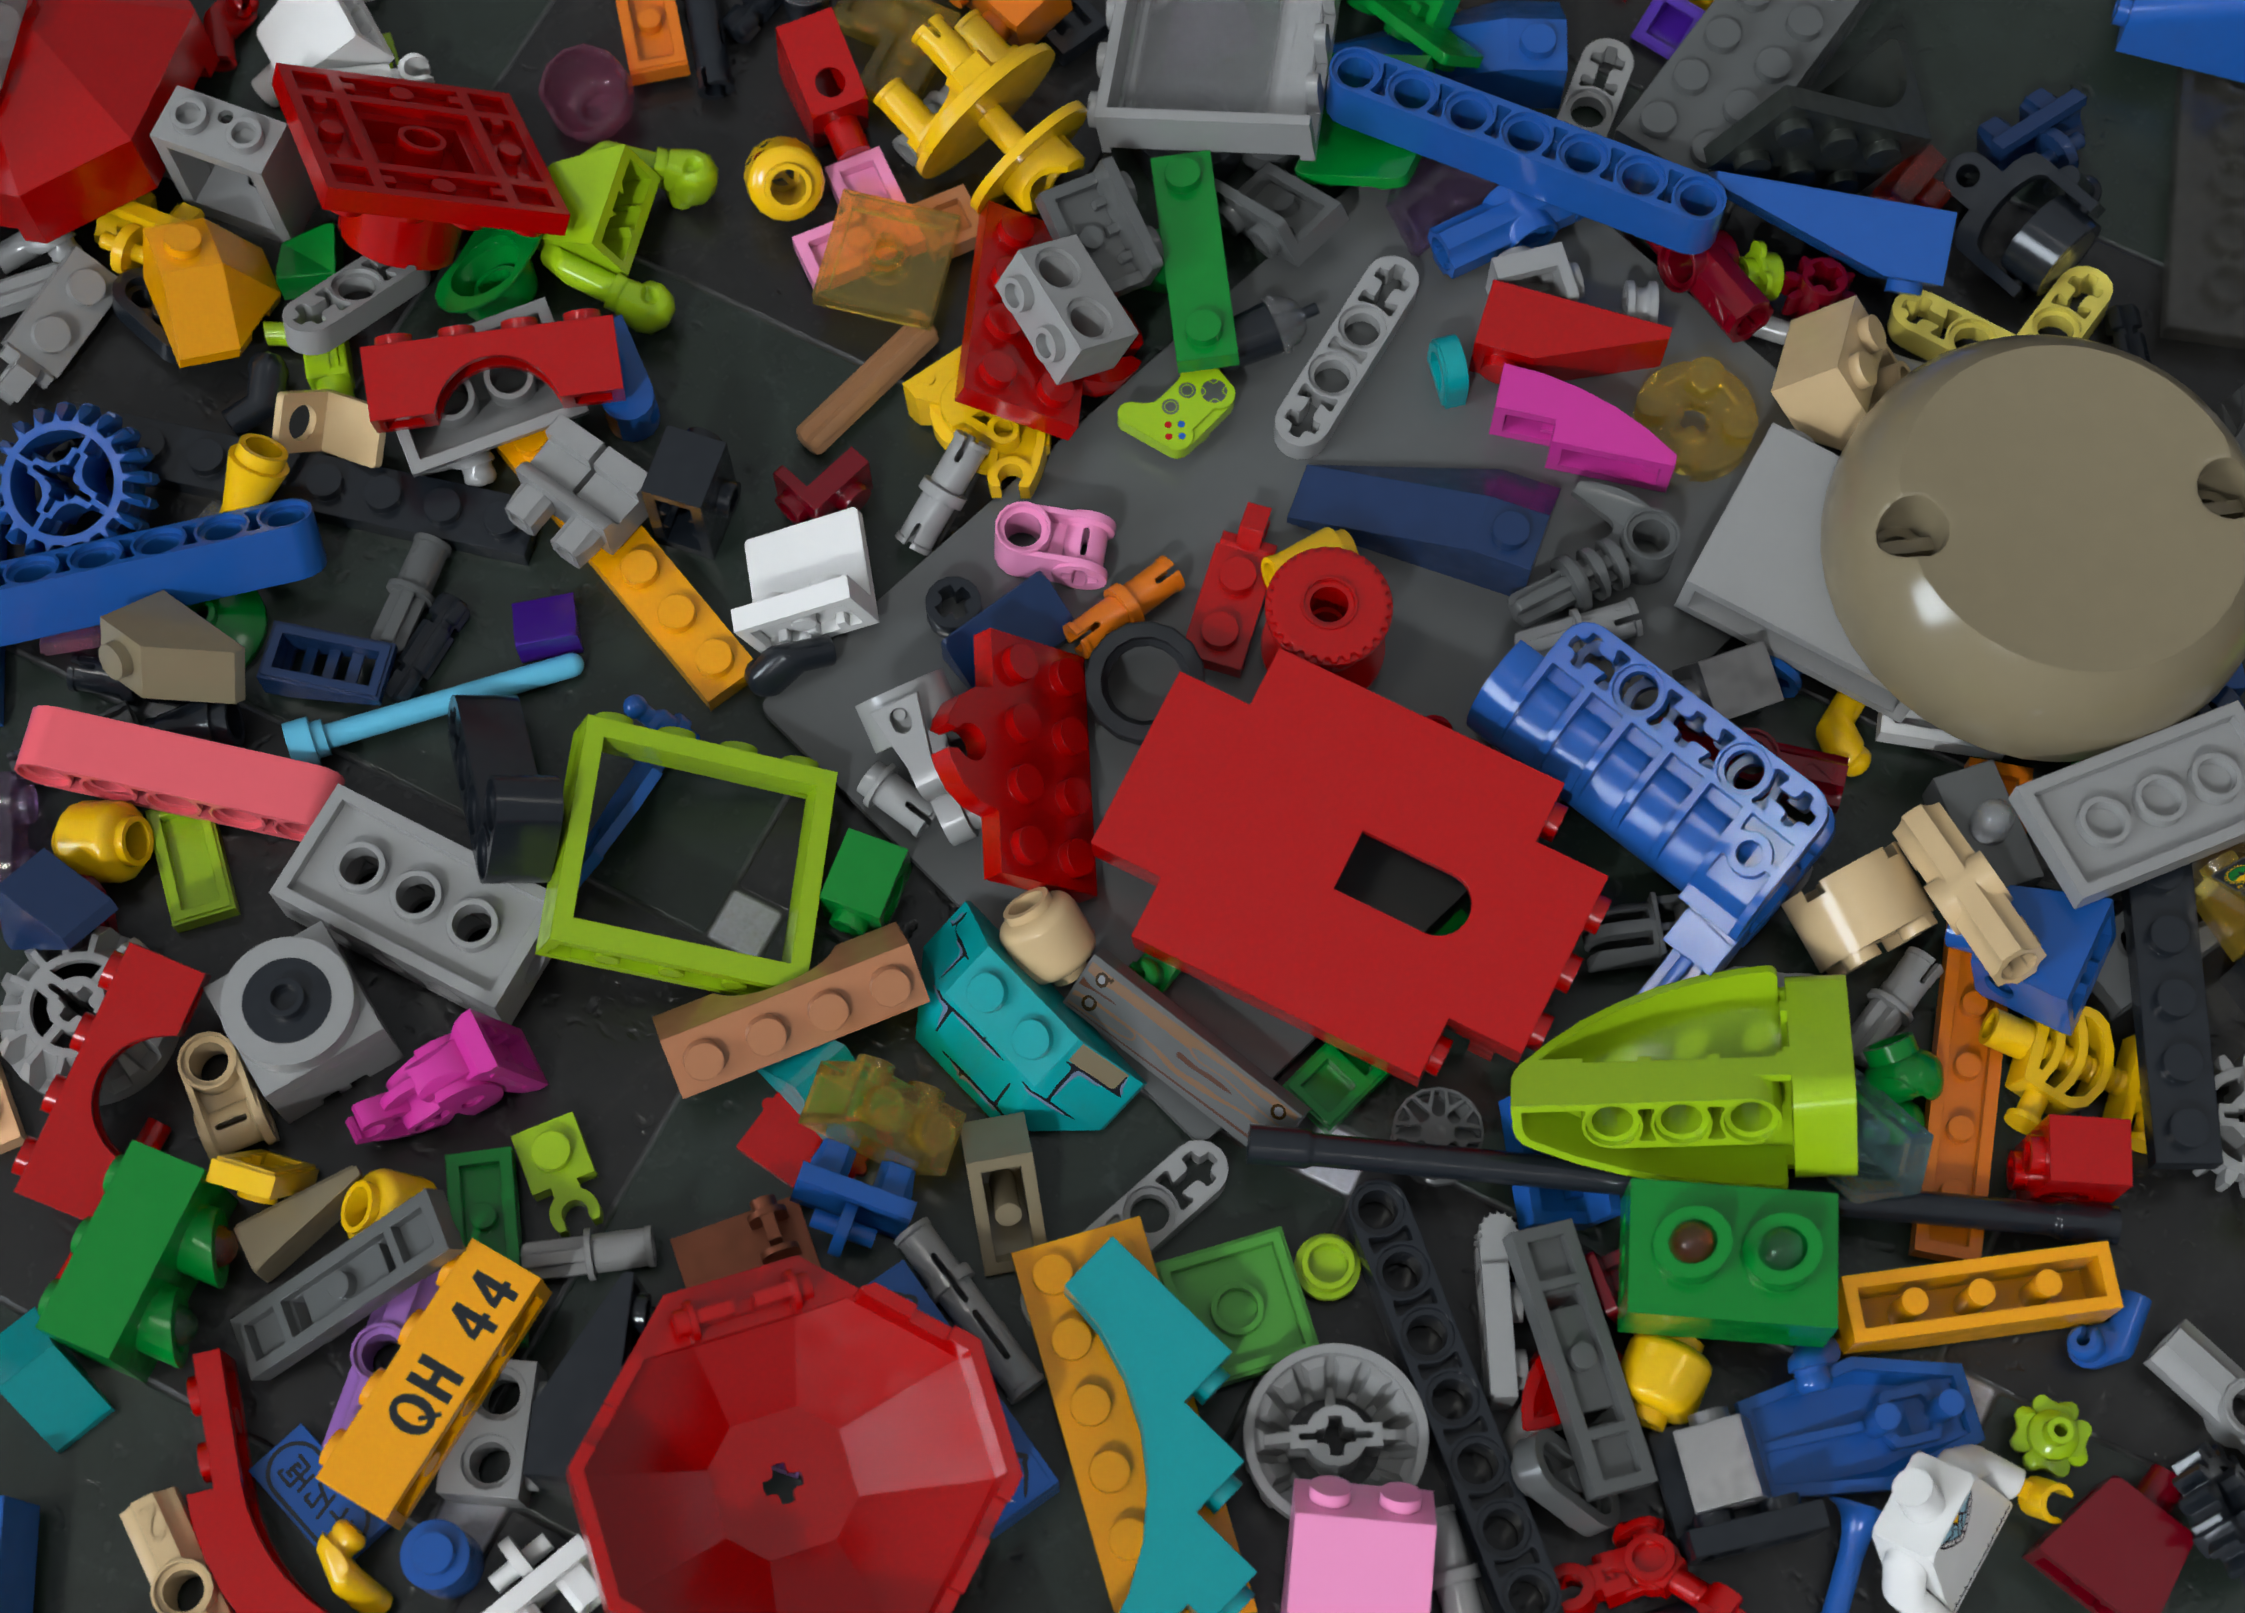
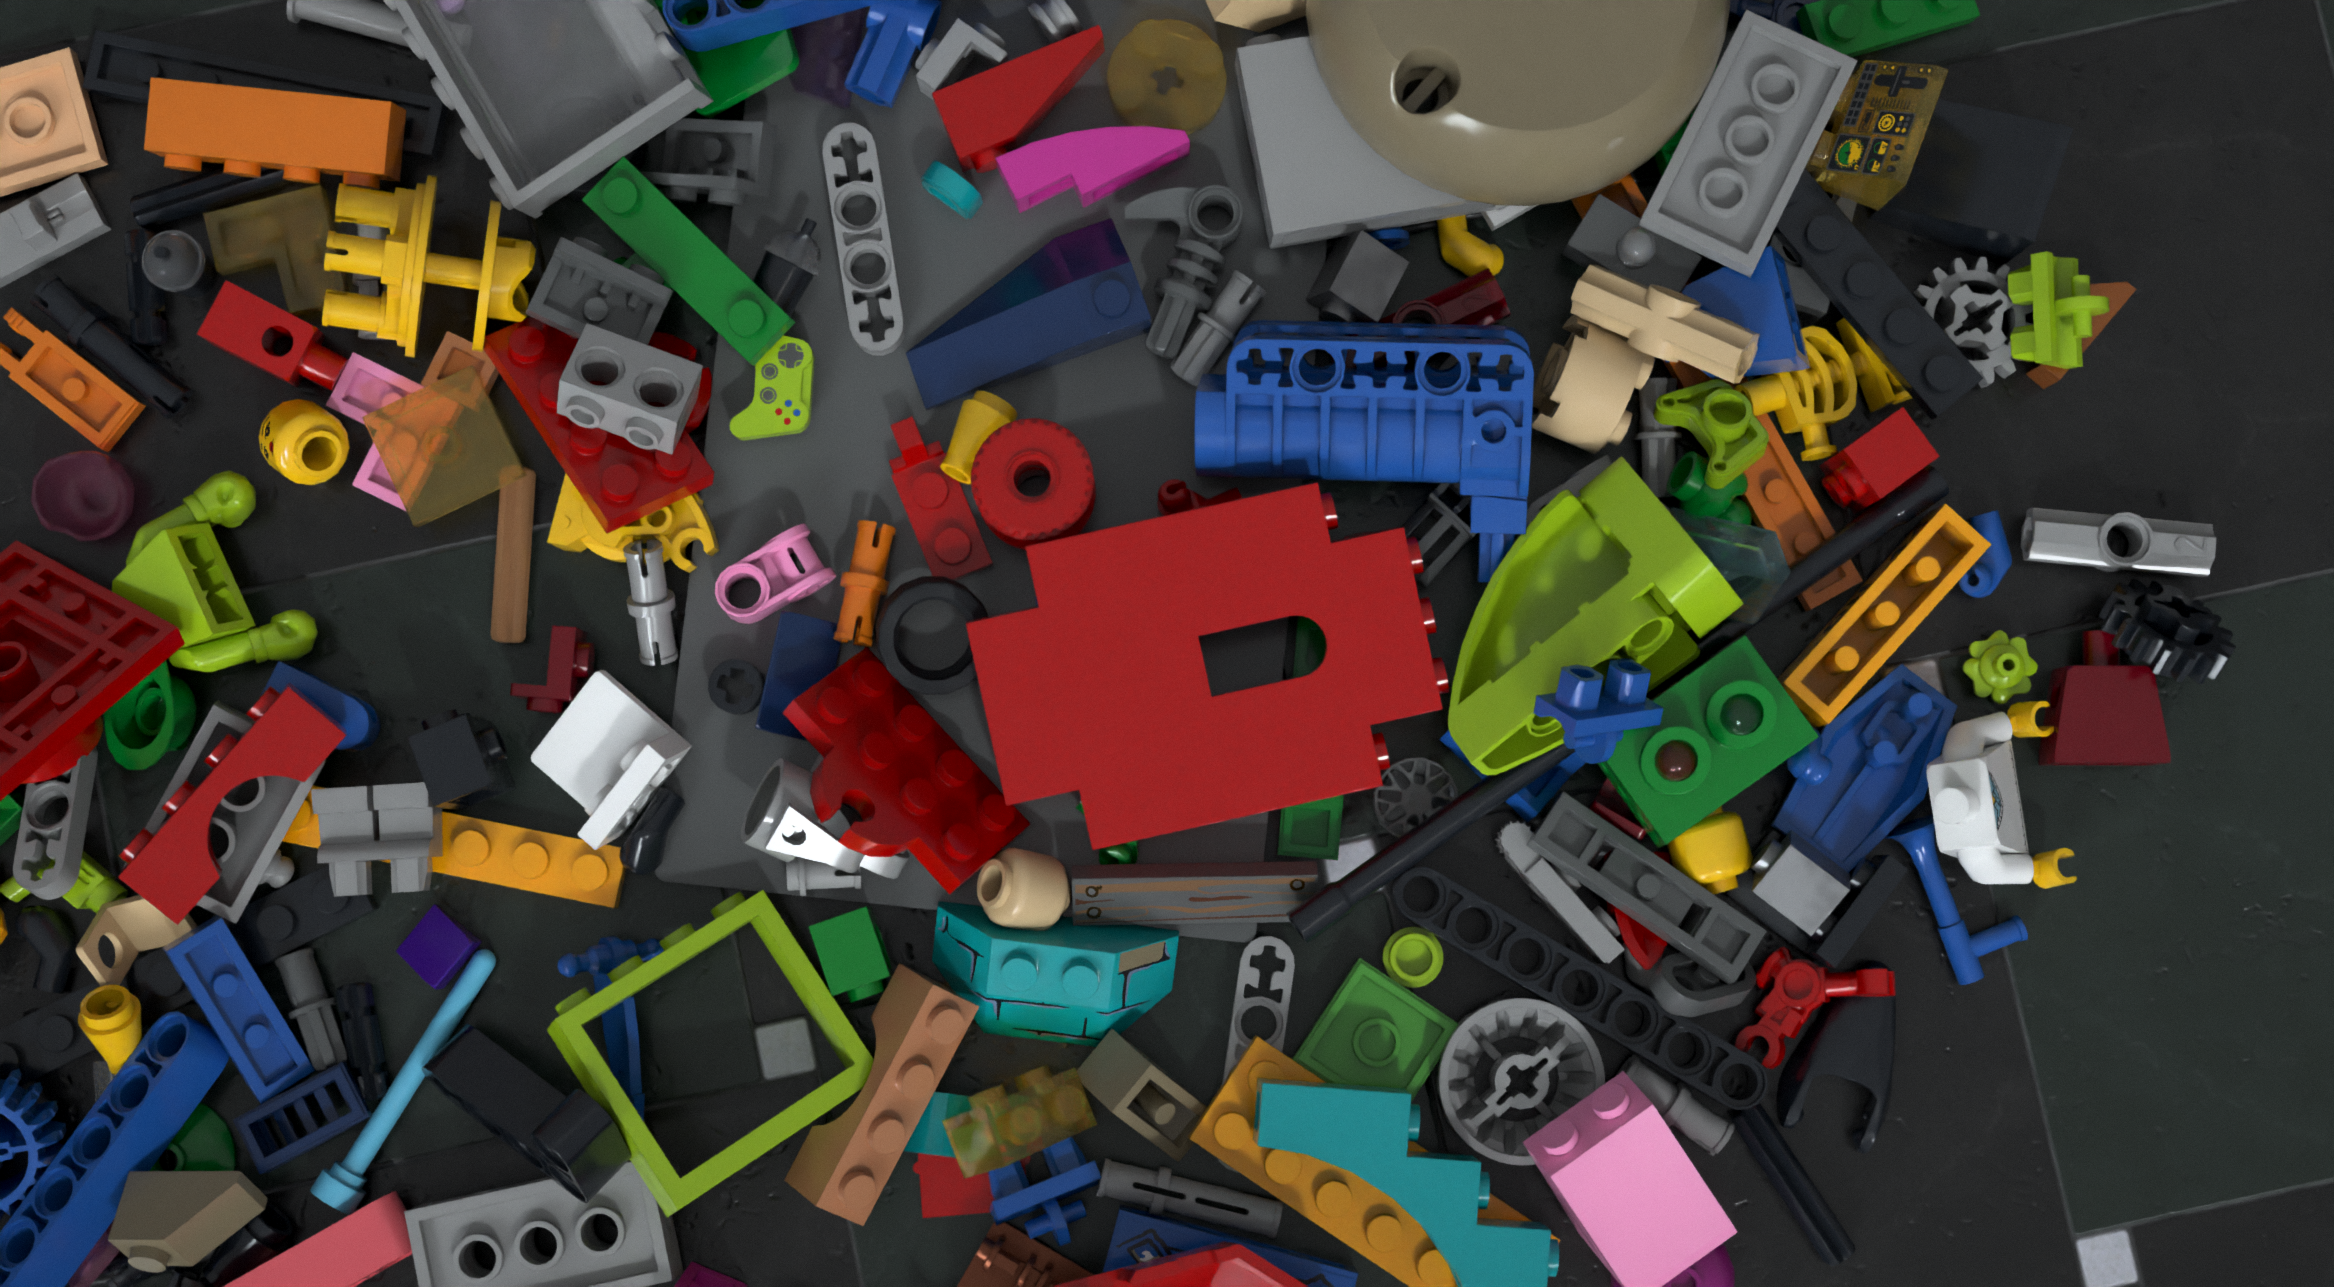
camera: 40 degrees left, 15 degrees up
(356, 540) = (238, 1008): none -> blue plate
(1651, 1146) = (1597, 713): none -> blue hips
(1953, 1025) = (1722, 425): none -> lime piece

